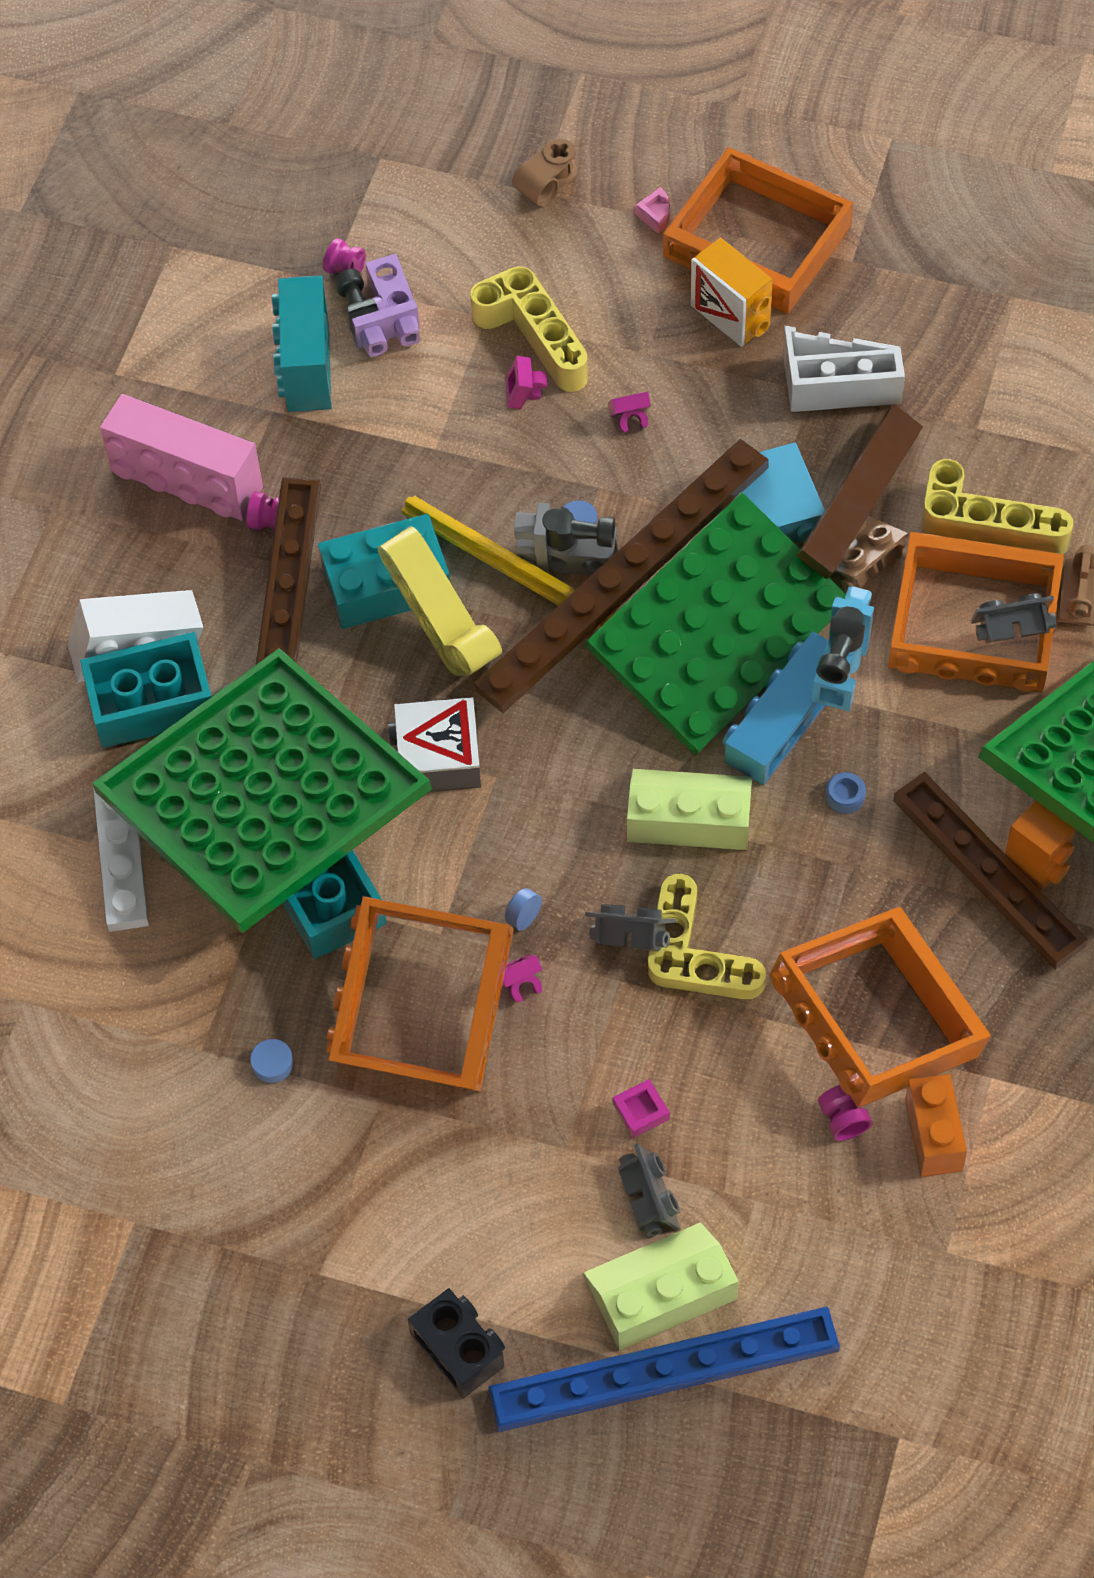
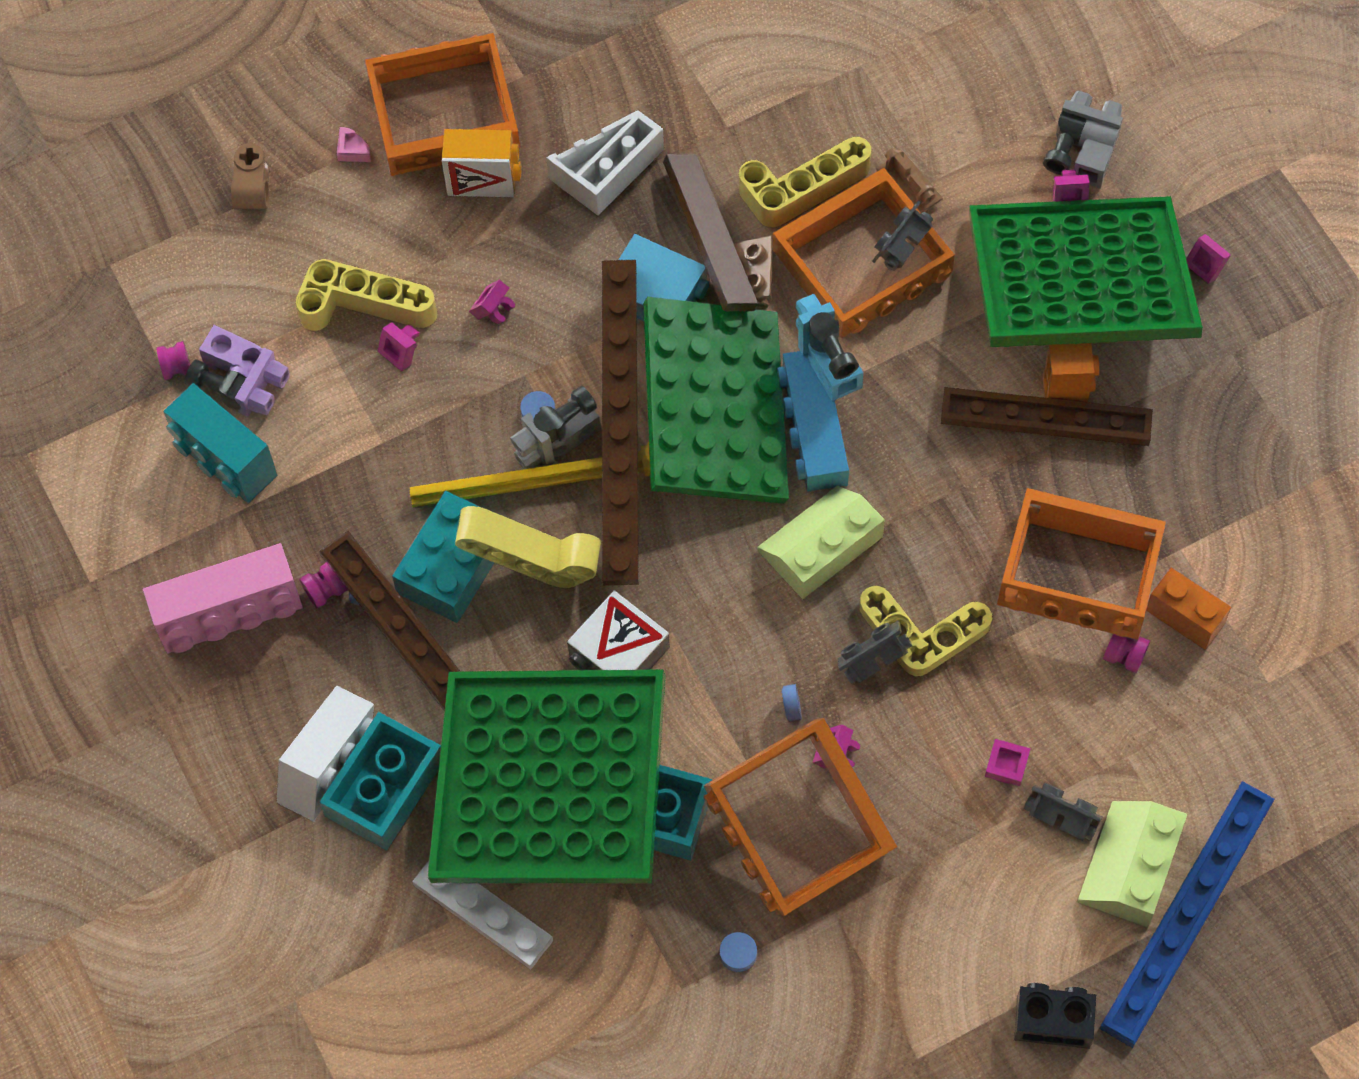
camera: 45 degrees left, 5 degrees up
(845, 793) = (905, 444): medium blue tile -> none

